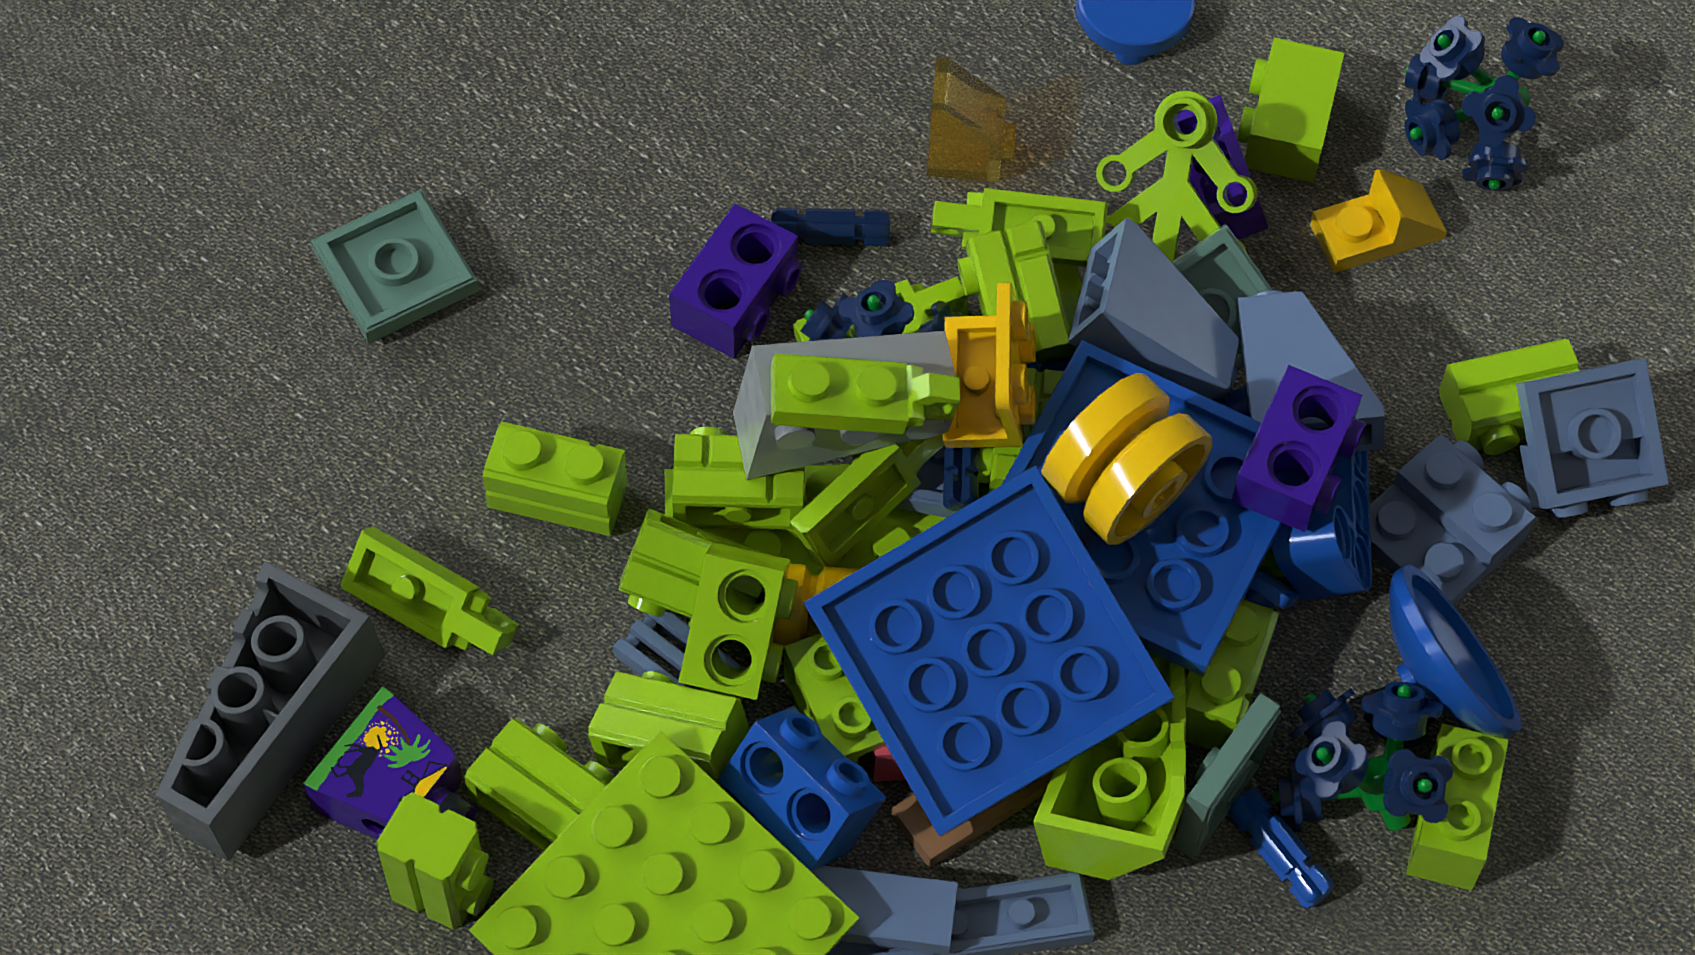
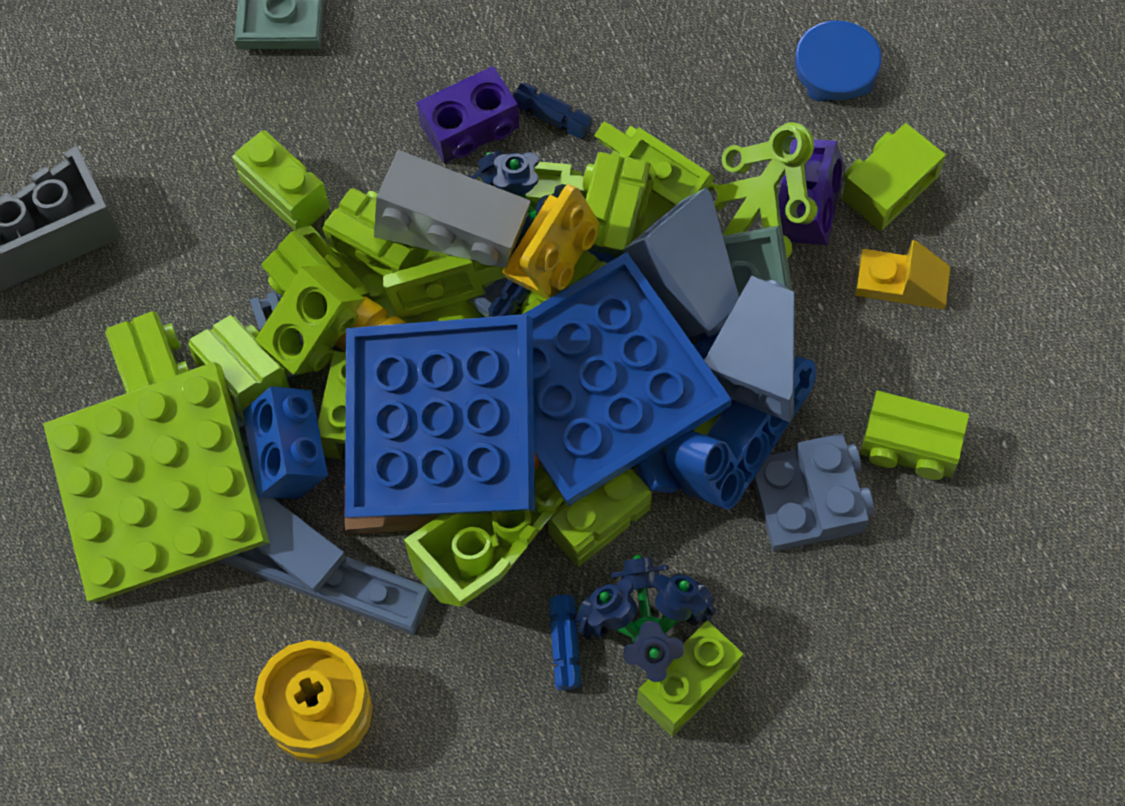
camera: 35 degrees right, 5 degrees up
(379, 763) = (72, 309): dark purple torso -> none
(424, 595) = (164, 214): lime hinge -> none
(434, 862) = (50, 370): lime brick -> none
(858, 394) = (439, 211): lime hinge -> none
(967, 126) = (669, 84): clear yellow slope -> none
(1126, 458) = (585, 338): yellow wheel -> none
(1226, 775) = (549, 576): sand green plate -> none
(1290, 446) = (700, 382): dark purple brick -> none
(1447, 656) = (745, 578): blue dish -> none
(1493, 101) = (1023, 237): dark blue plant -> none
(1591, 438) = (940, 487): sand blue plate -> none

